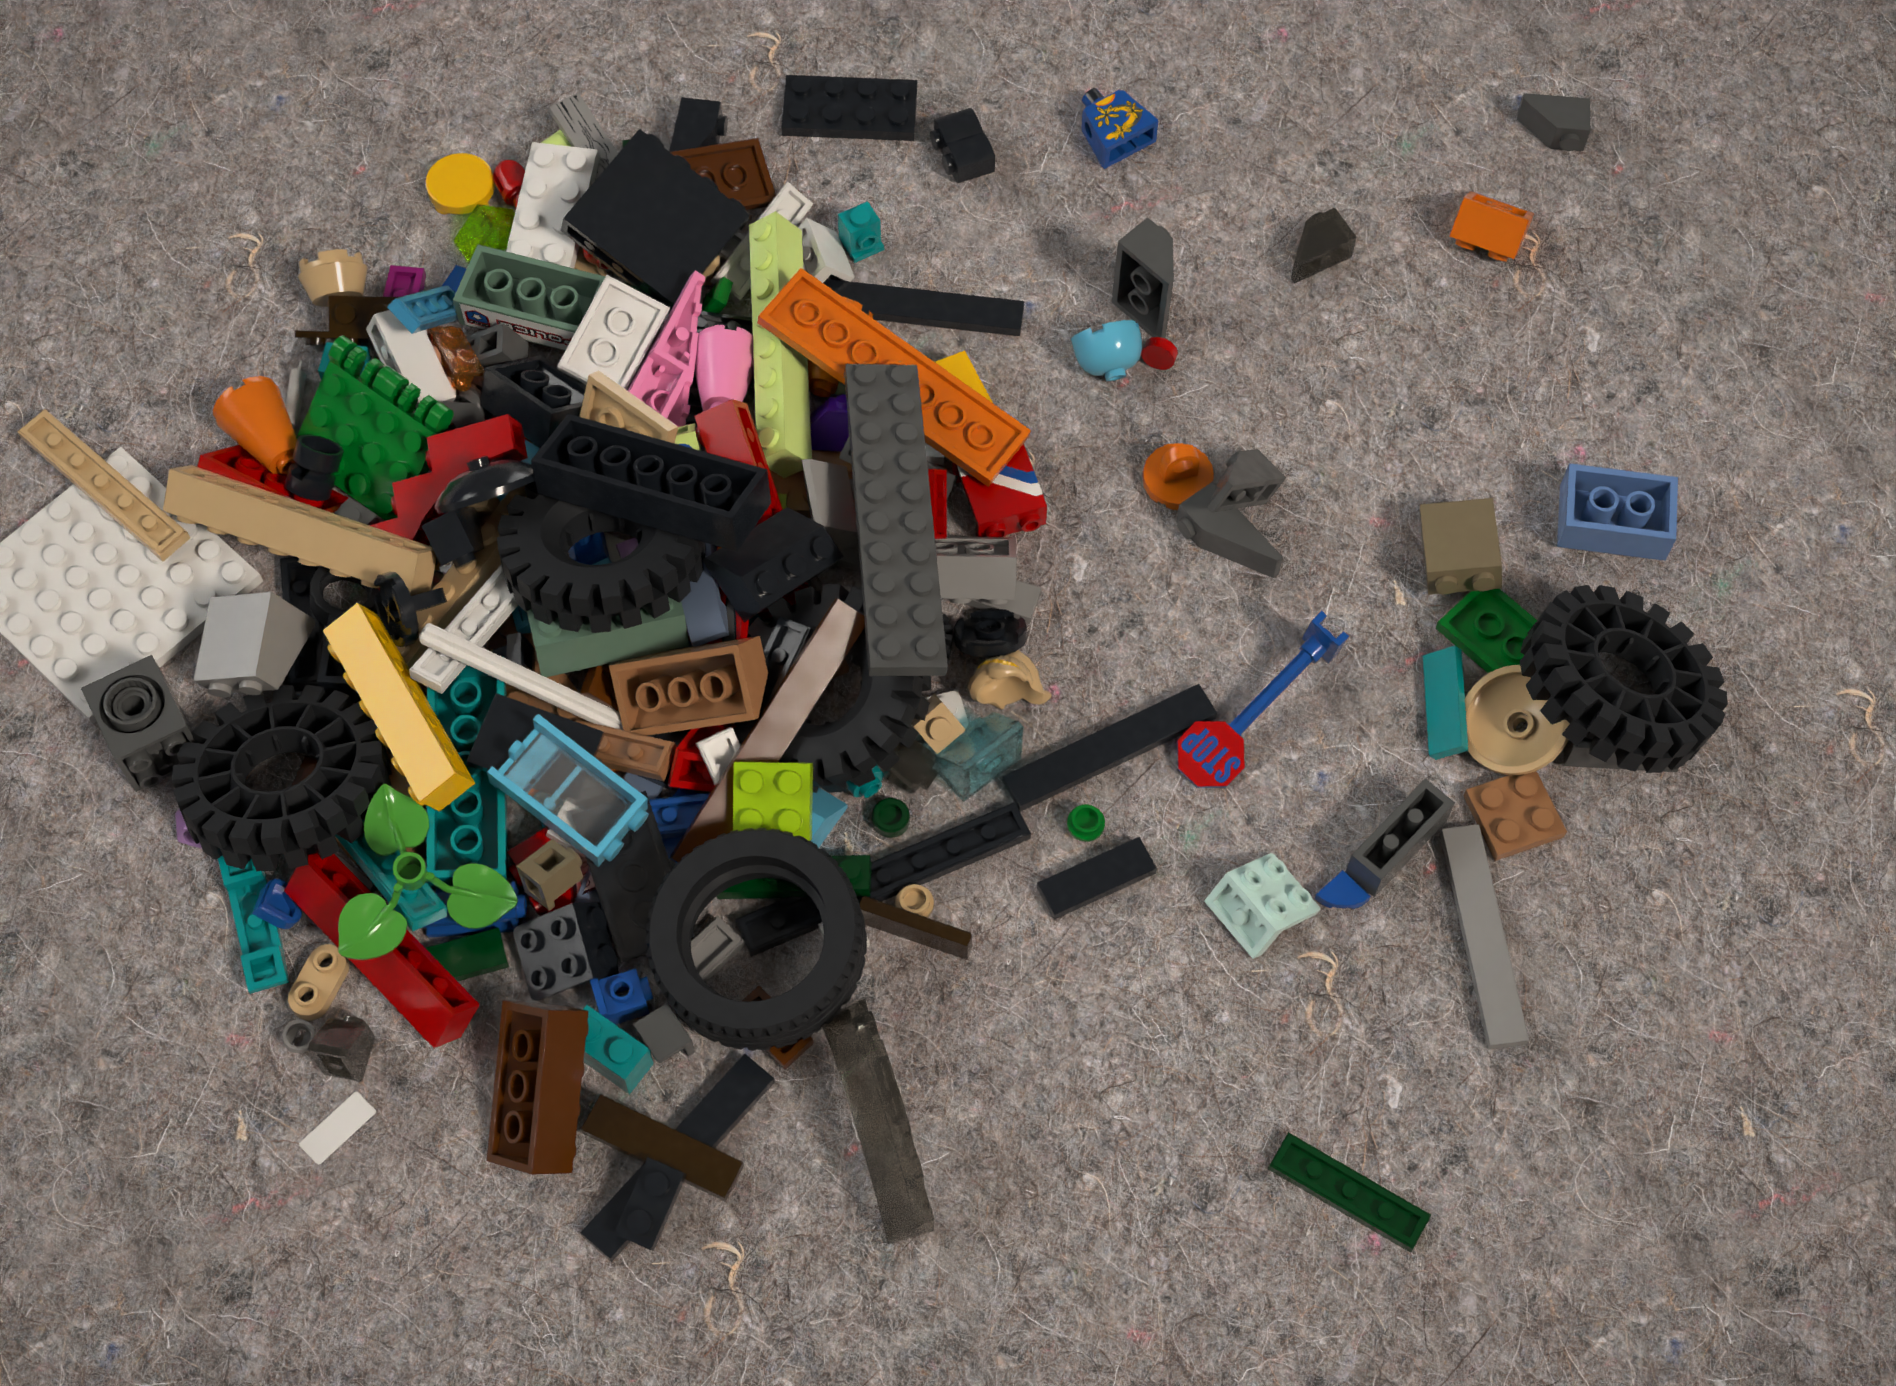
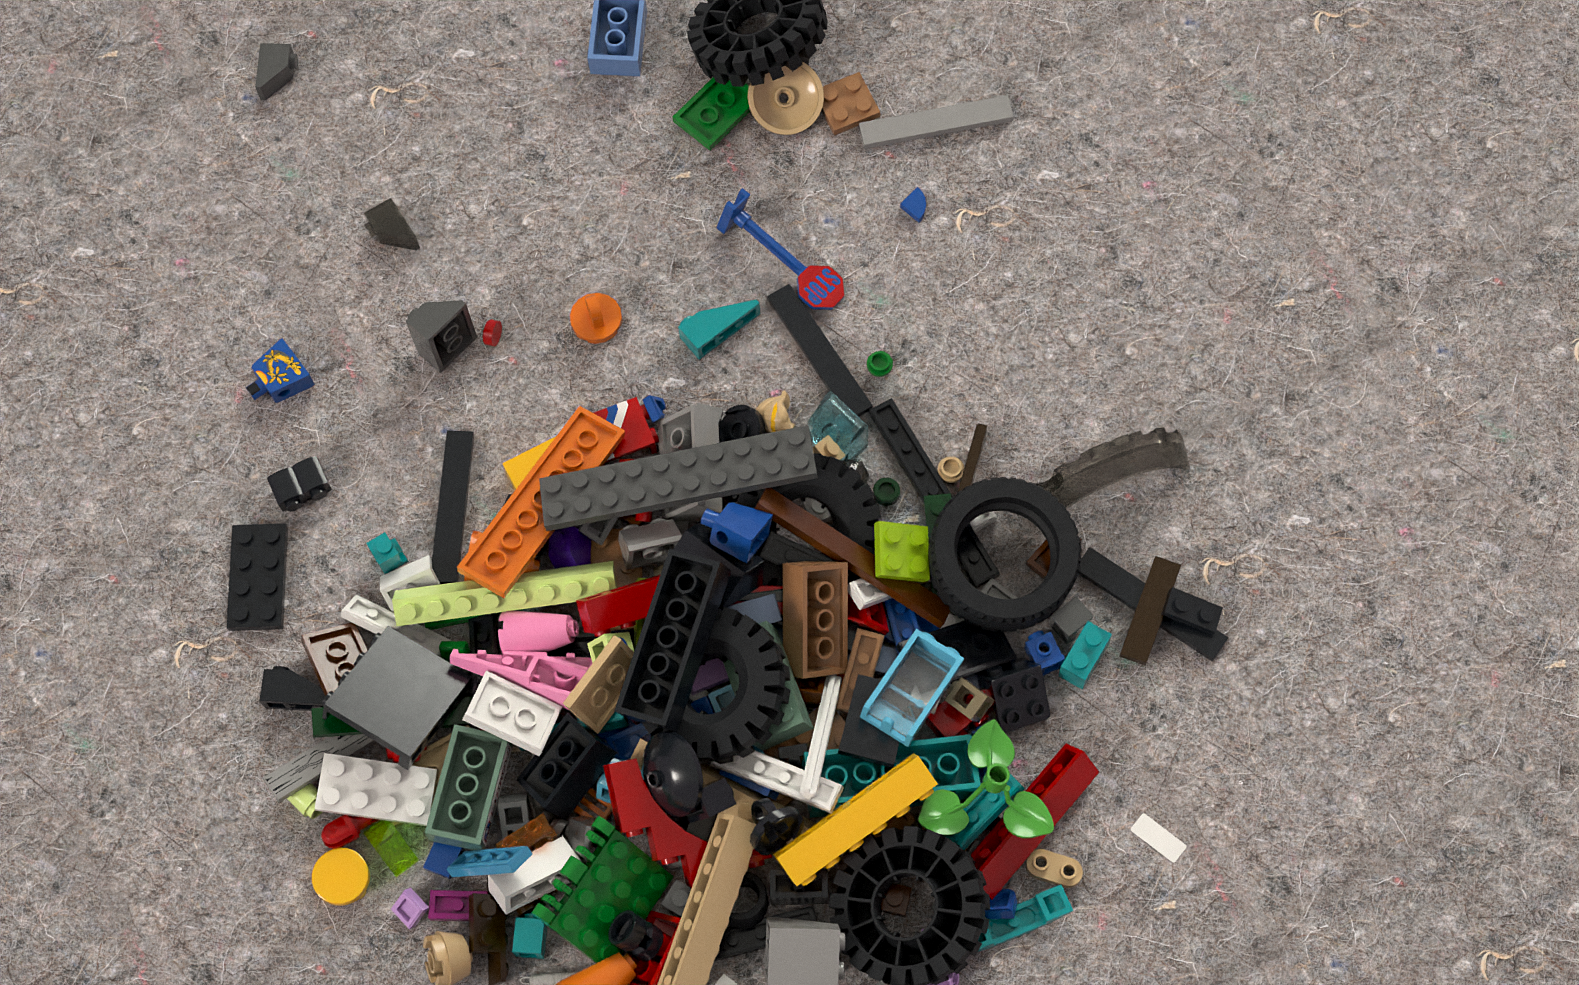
camera: 90 degrees left, 5 degrees up
(290, 1033) = (1099, 867): light grey hinge -> none
(343, 1048) = (1106, 833): clear smoke slope -> none
(407, 249) = (409, 908): none -> lavender tile
(472, 954) = (1025, 764): dark green tile -> none
(537, 1087) = (1125, 691): reddish brown slope -> none
(805, 576) = (738, 529): none -> blue torso
(1034, 534) = (654, 407): none -> blue tile
(1096, 878) = (919, 355): black tile -> none
(1109, 350) = (494, 364): medium azure cylinder -> none
(1149, 606) = (713, 326): none -> teal slope
(1226, 534) = (639, 287): dark grey slope -> none
(1246, 482) = (610, 266): dark grey slope -> none
(1260, 903) = (931, 250): light aqua bracket -> none
(1349, 1192) = (1119, 198): dark green tile -> none
(1399, 837) = (877, 166): dark grey brick -> none
(1445, 702) = (770, 142): teal tile -> none
(1460, 546) = (652, 129): dark tan brick -> none
(1491, 226) = (370, 112): orange slope -> none

